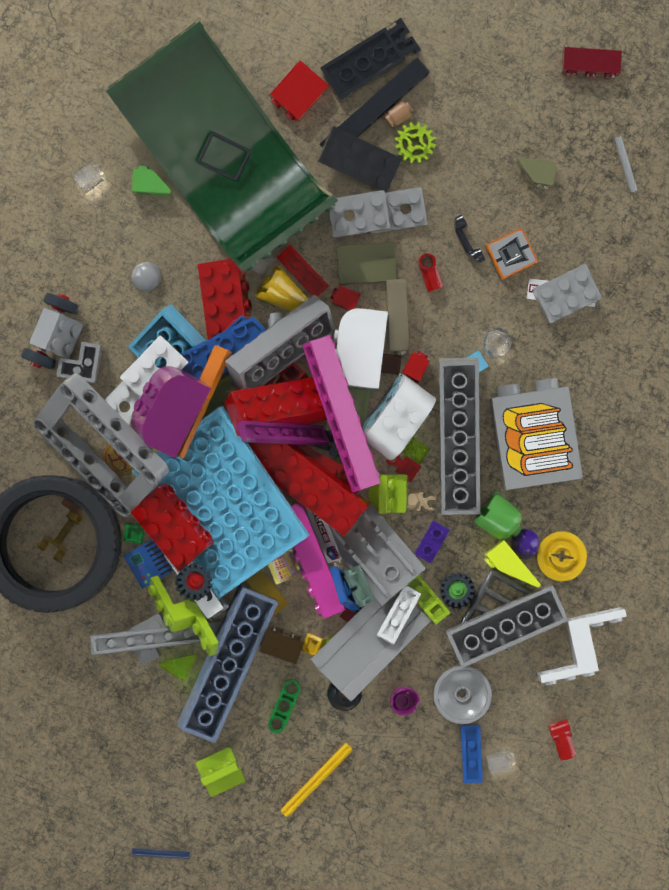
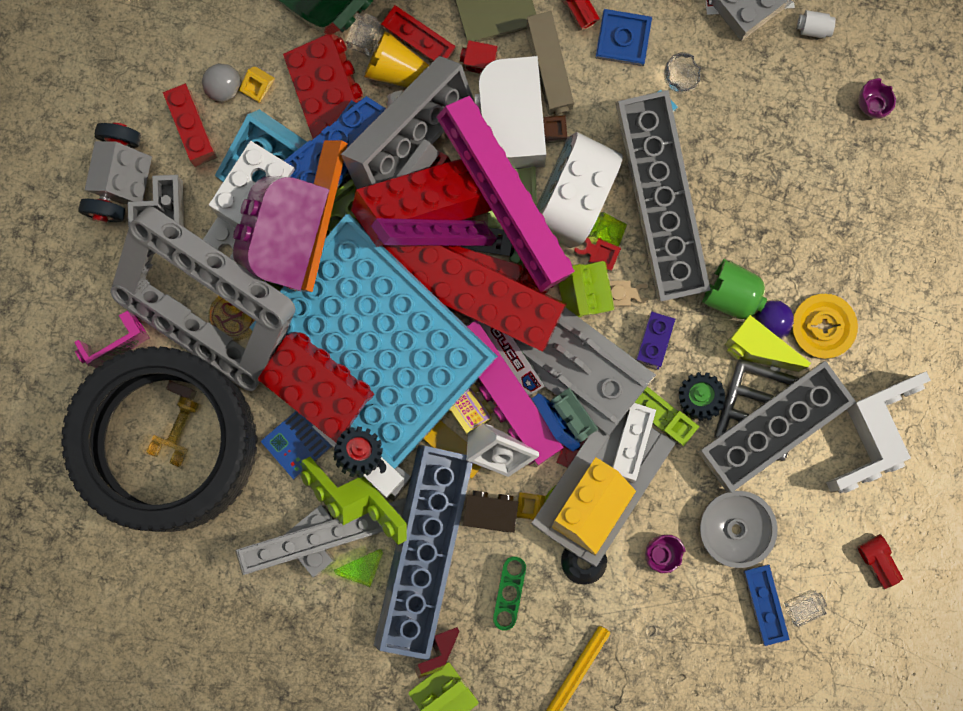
camera: 15 degrees left, 5 degrees down
(47, 457) = (136, 336): none -> dark pink panel
(116, 305) = (189, 125): none -> red arch
(133, 533) = (269, 410): green tile -> none
(173, 282) = (256, 83): none -> yellow slope
(227, 735) = (442, 646): none -> dark red slope
(282, 374) = (420, 159): none -> light grey tile
(296, 601) = (498, 450): none -> white slope
(359, 657) = (594, 506): none -> yellow slope
(416, 366) = (588, 118): red brick -> none
(459, 304) = (623, 37): none -> blue tile
(535, 435) = (758, 177): brick -> none
(607, 325) = (816, 24): none -> white brick
(639, 393) = (877, 99): none -> magenta hair

